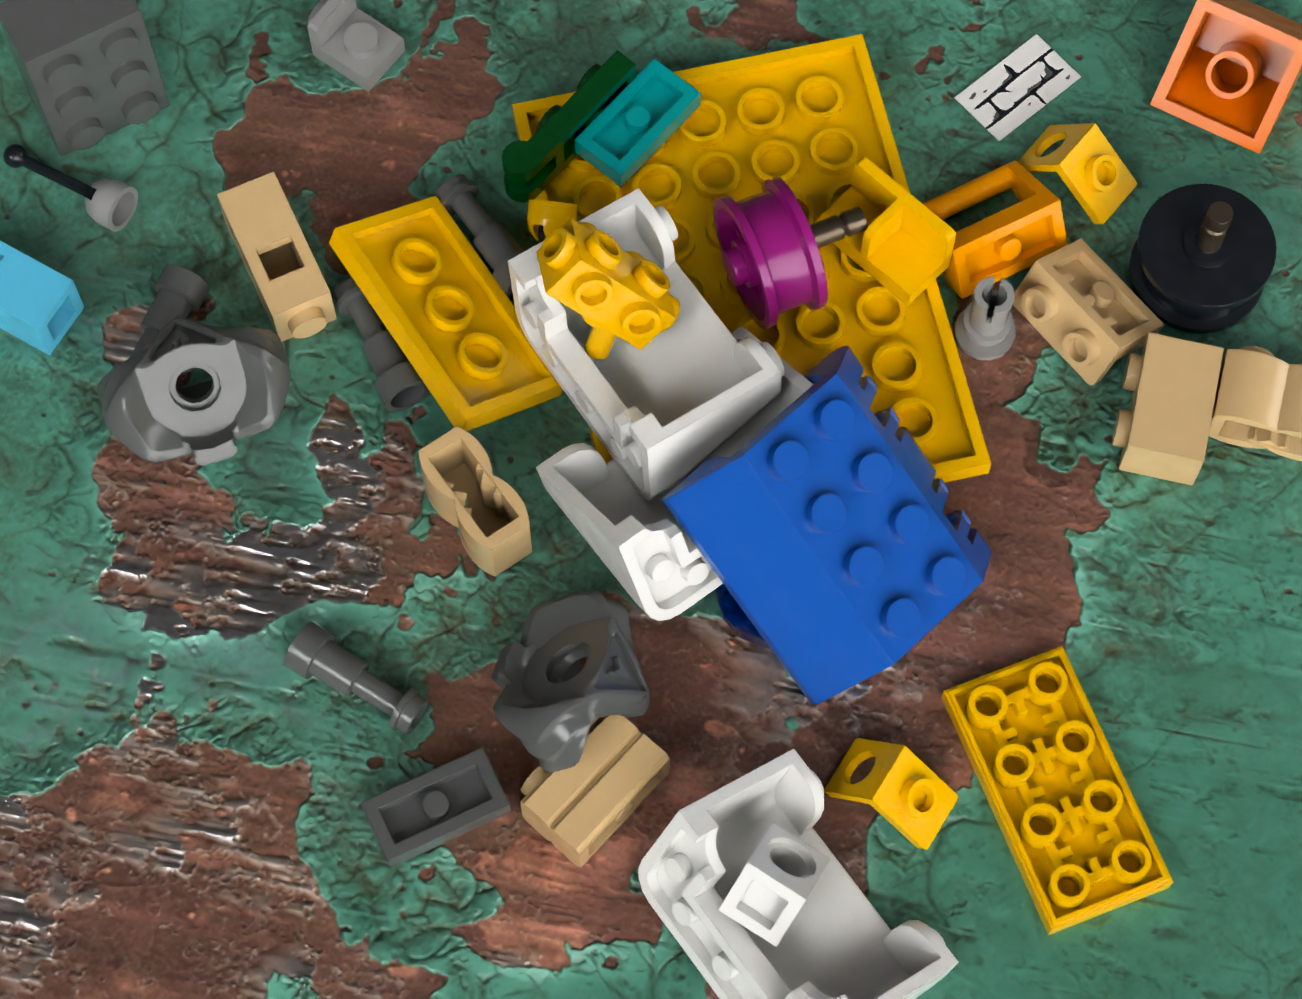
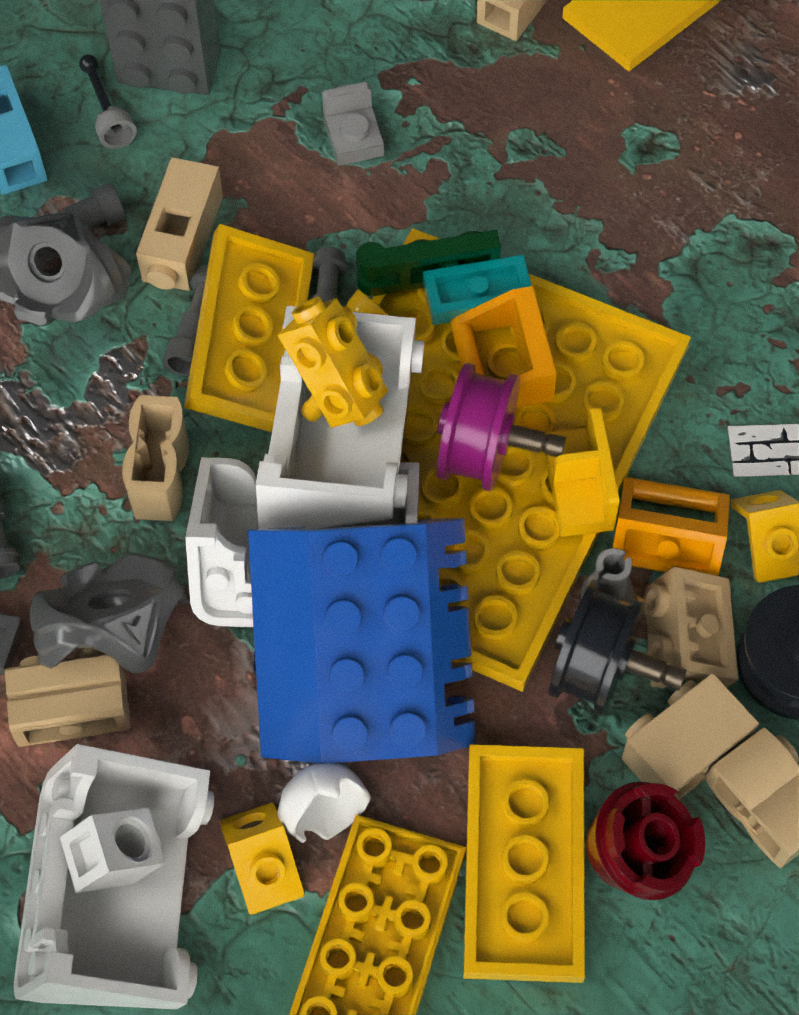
camera: 40 degrees right, 5 degrees down
(727, 136) = (521, 311): none -> light orange tile
(909, 698) = (322, 800): none -> white hair
(1041, 380) = (601, 647): none -> black wheel
(1123, 620) = (525, 864): none -> yellow plate
(1214, 523) = (645, 841): none -> dark red cone

